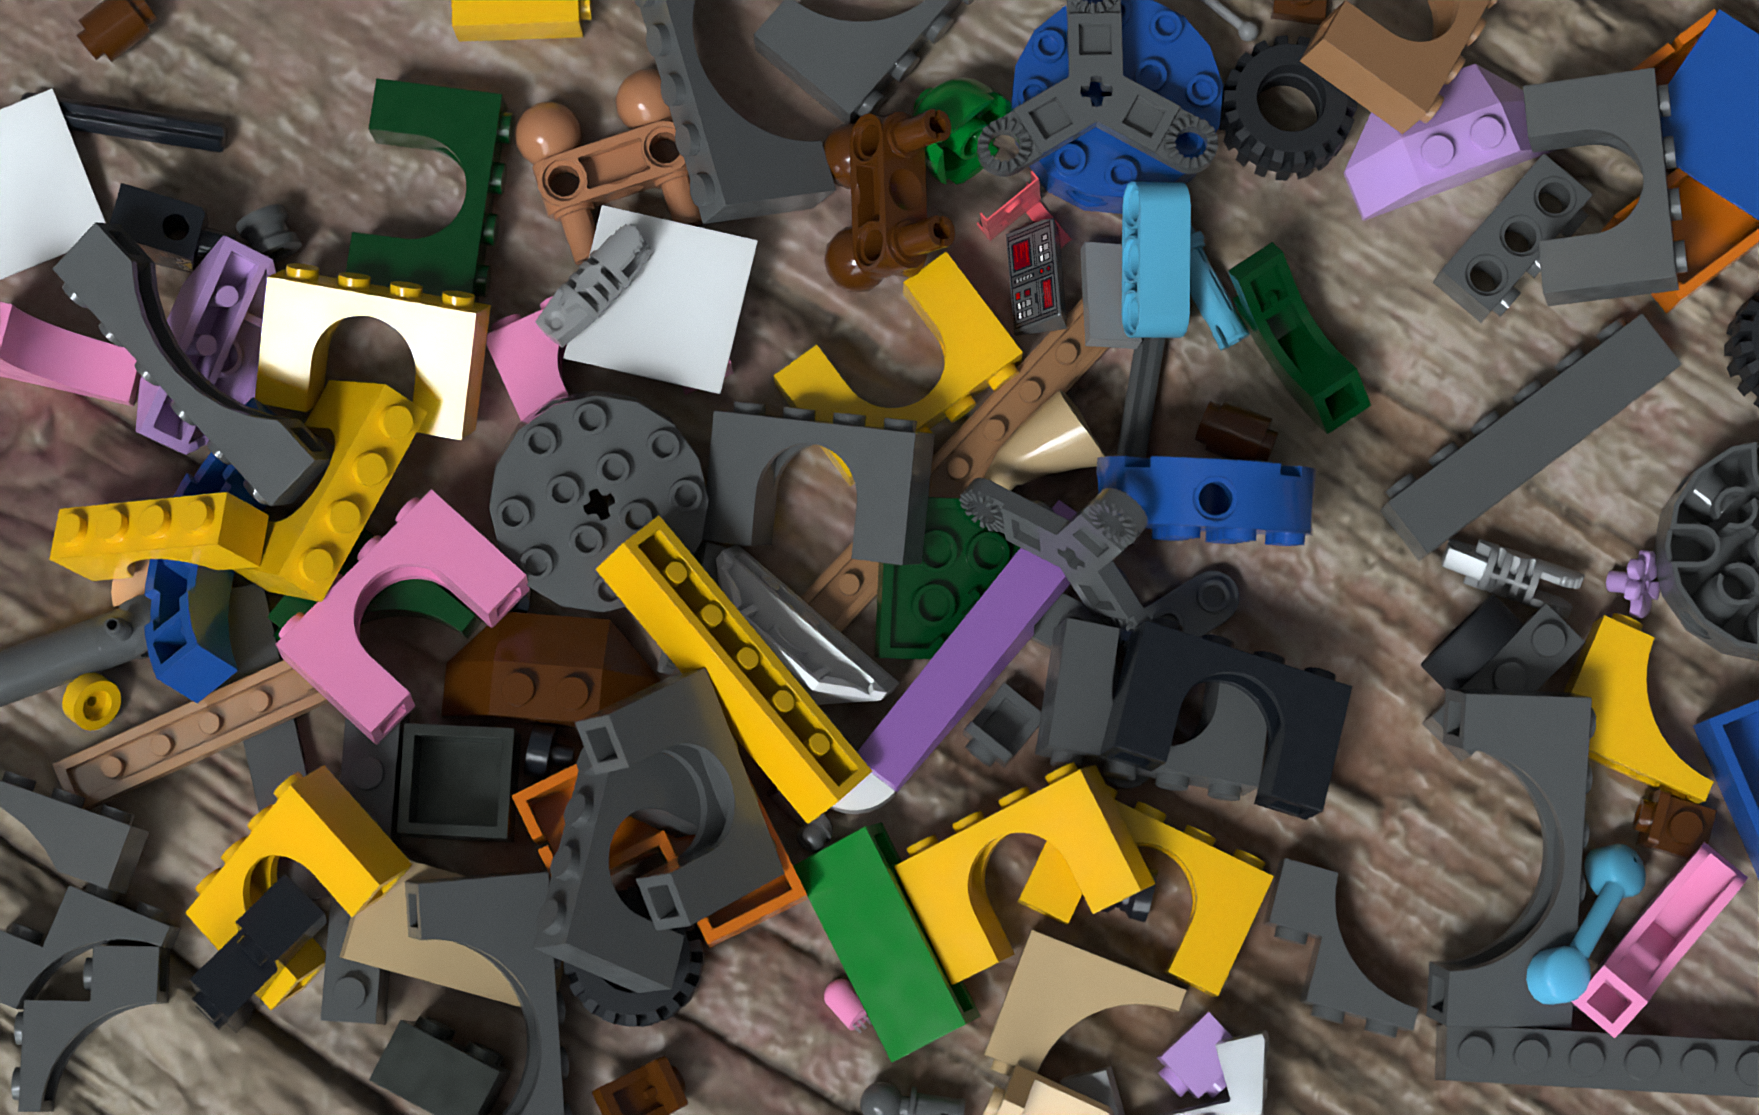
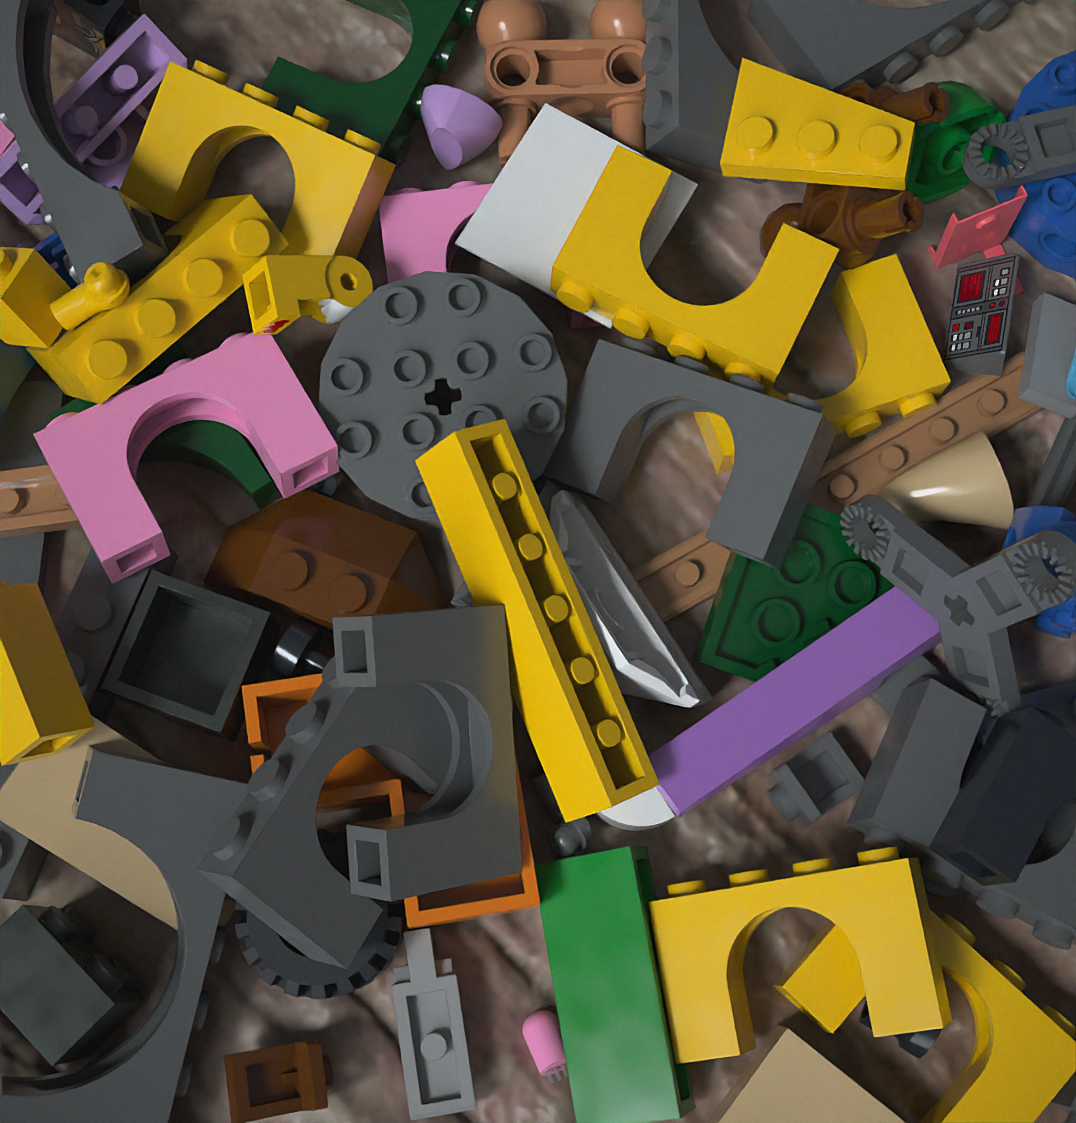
camera: 15 degrees right, 5 degrees down
(269, 233) = (197, 36): dark grey wheel -> none
(292, 509) = (102, 290): none -> yellow arm
(465, 442) = (303, 286): none -> yellow leg
(530, 248) = (457, 124): none -> lavender piece
(594, 285) = (515, 171): light grey hinge -> none
(751, 1021) = (431, 1031): none -> light grey hinge
(835, 373) = (605, 274): none -> yellow arch
(839, 179) = (812, 135): none -> yellow wing

